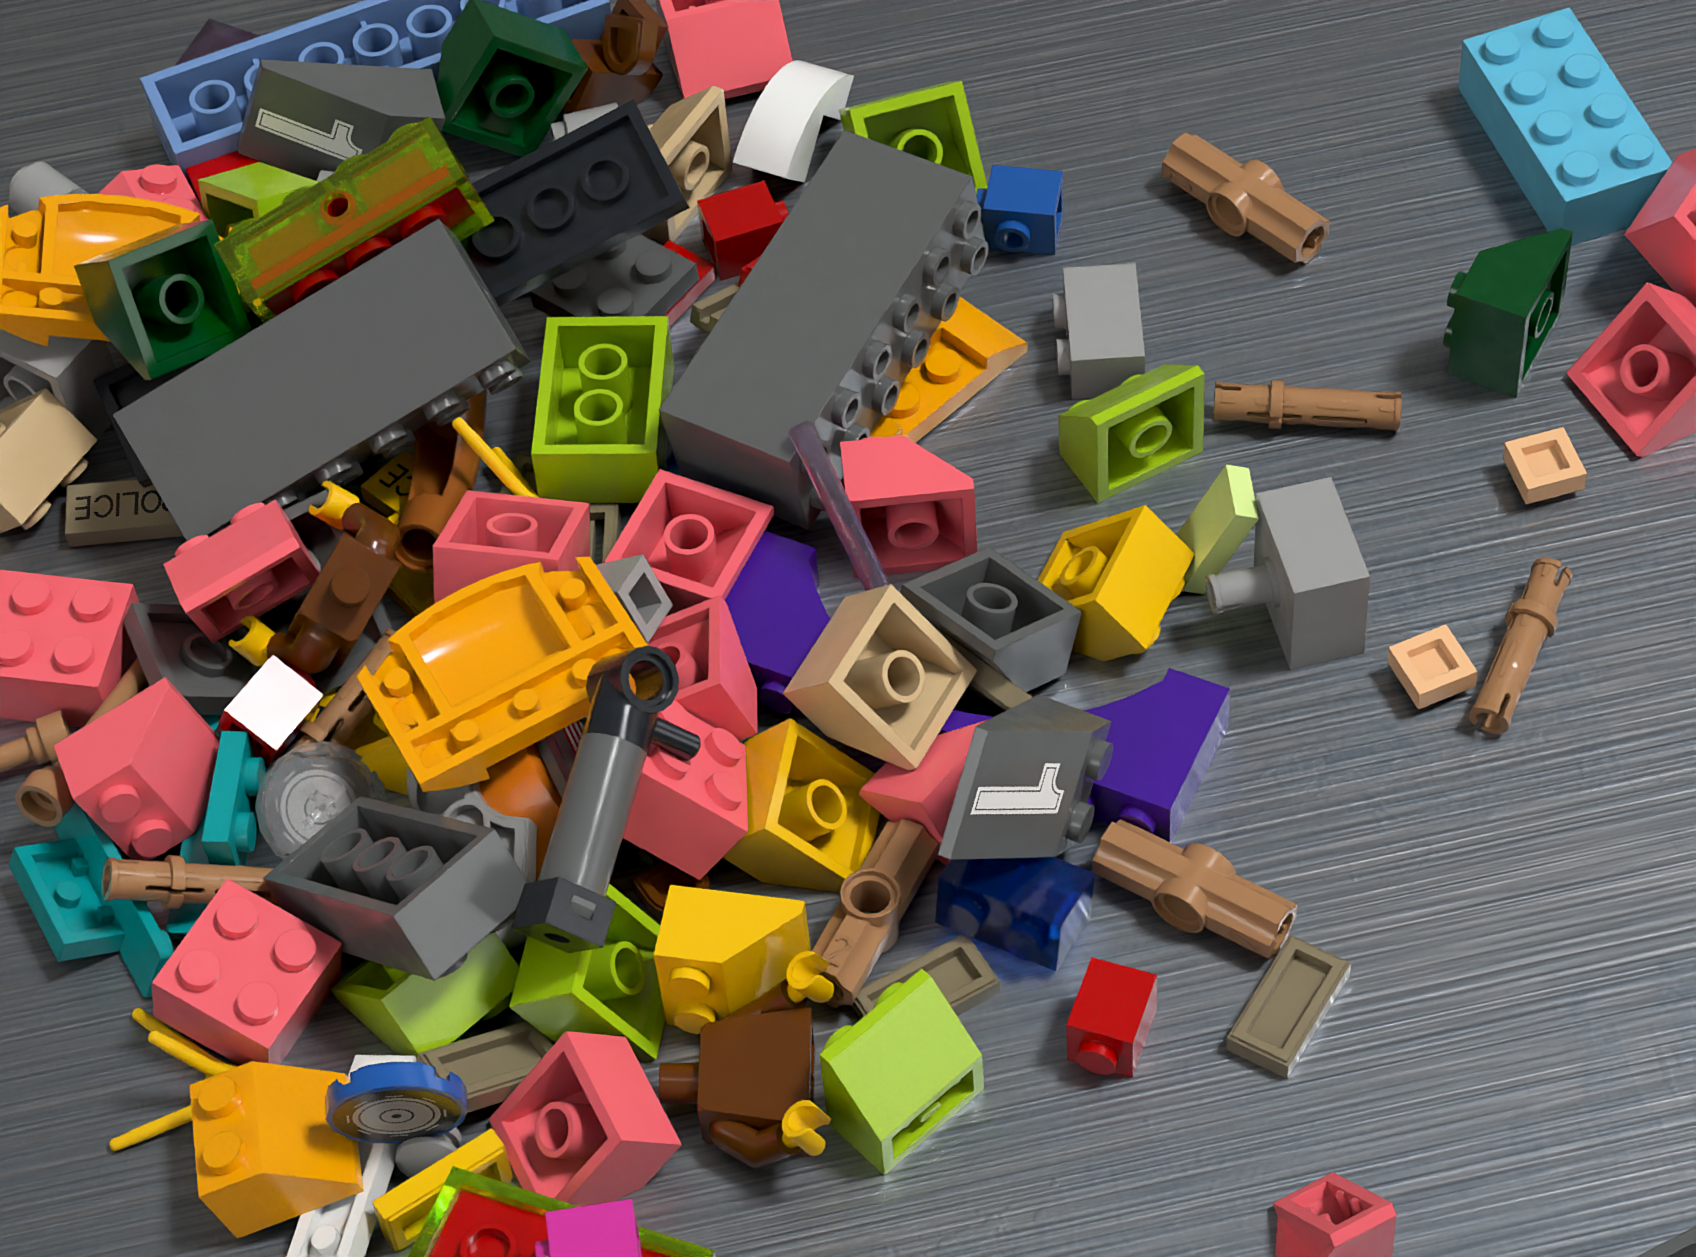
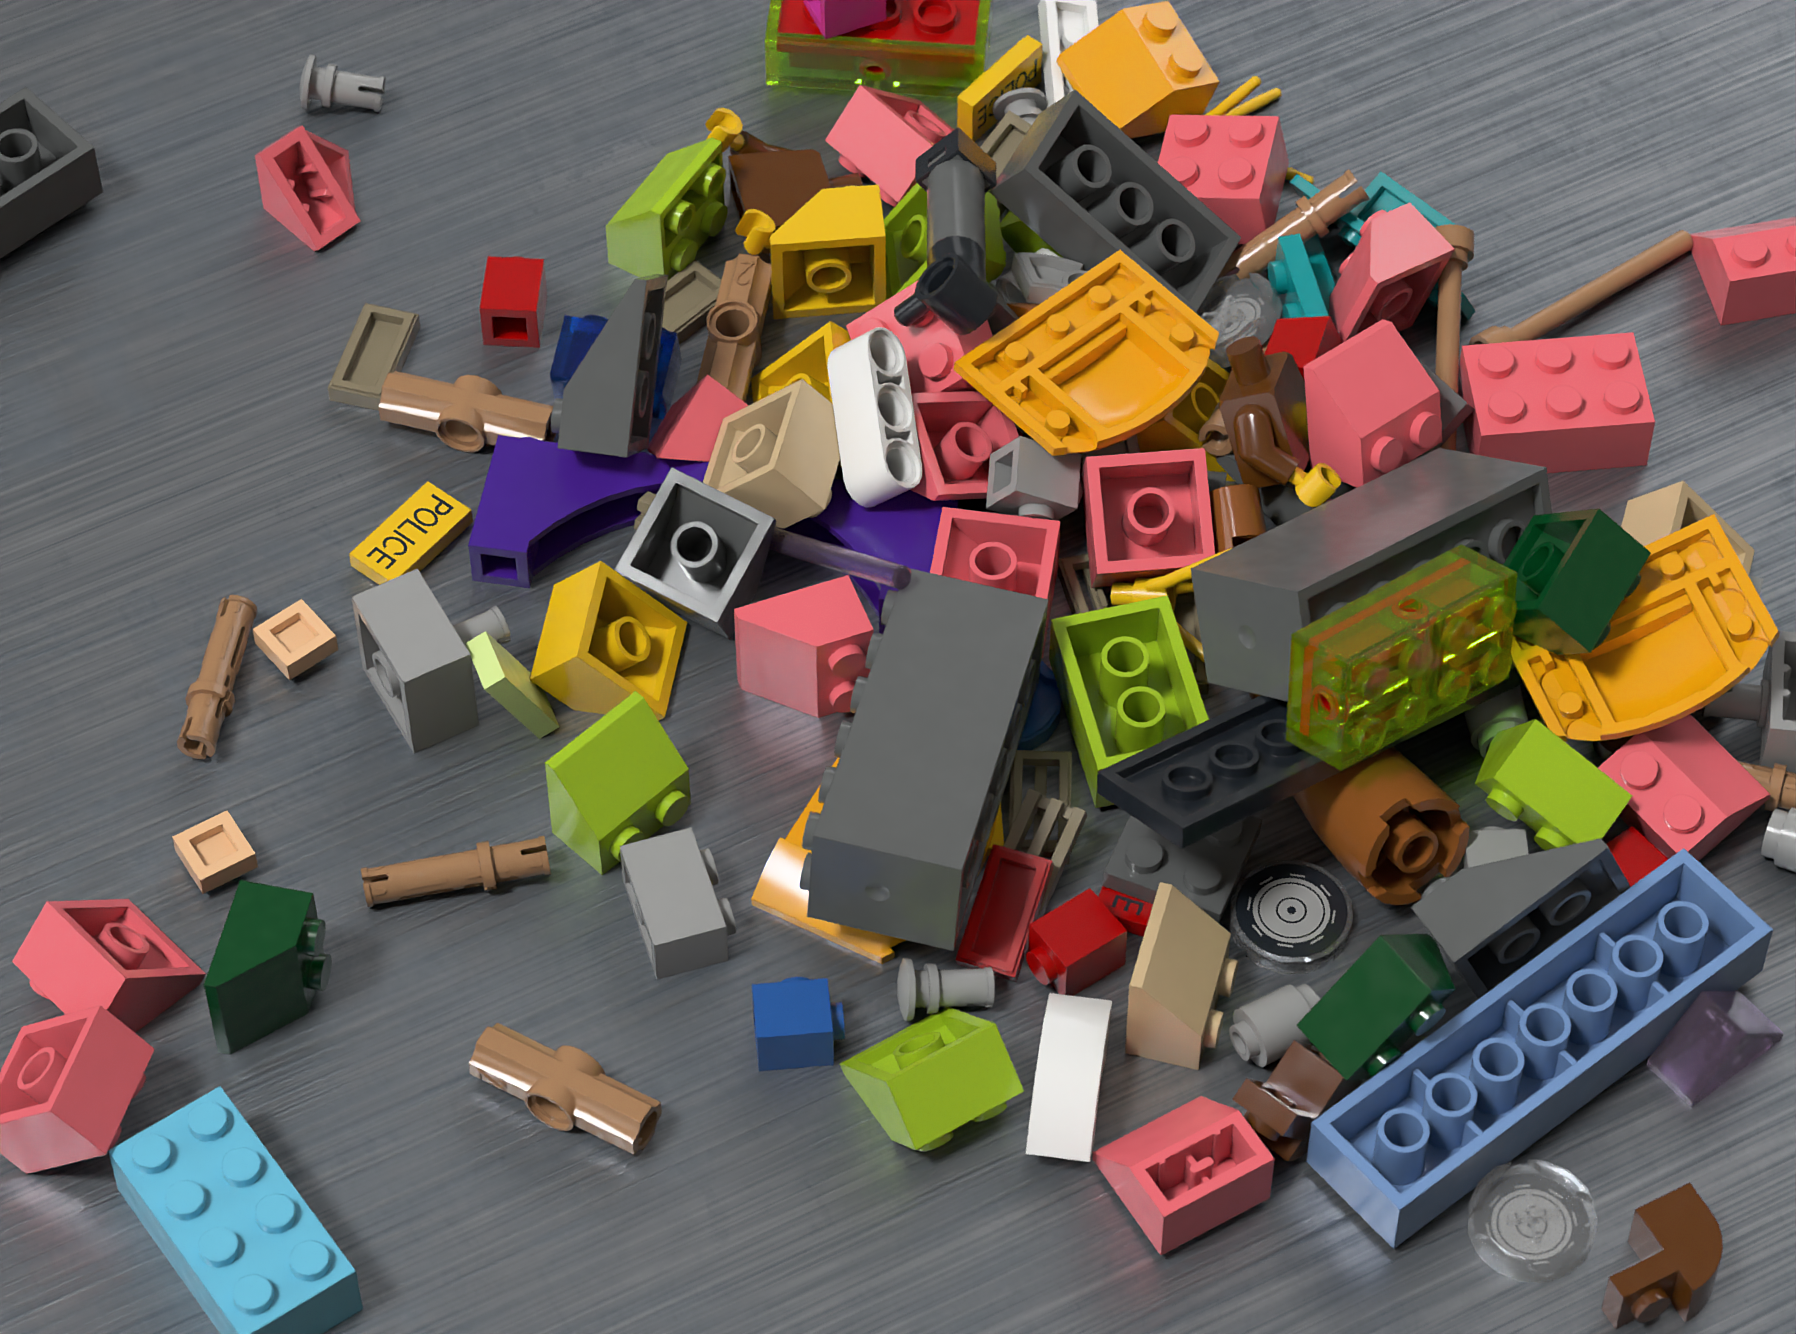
camera: 160 degrees right, 0 degrees up
(395, 1103) = (1040, 62): tile -> none
(629, 44) = (1269, 1074): reddish brown tile -> none
(759, 668) = (874, 417): none -> white beam
(1286, 770) = (411, 535): none -> yellow tile

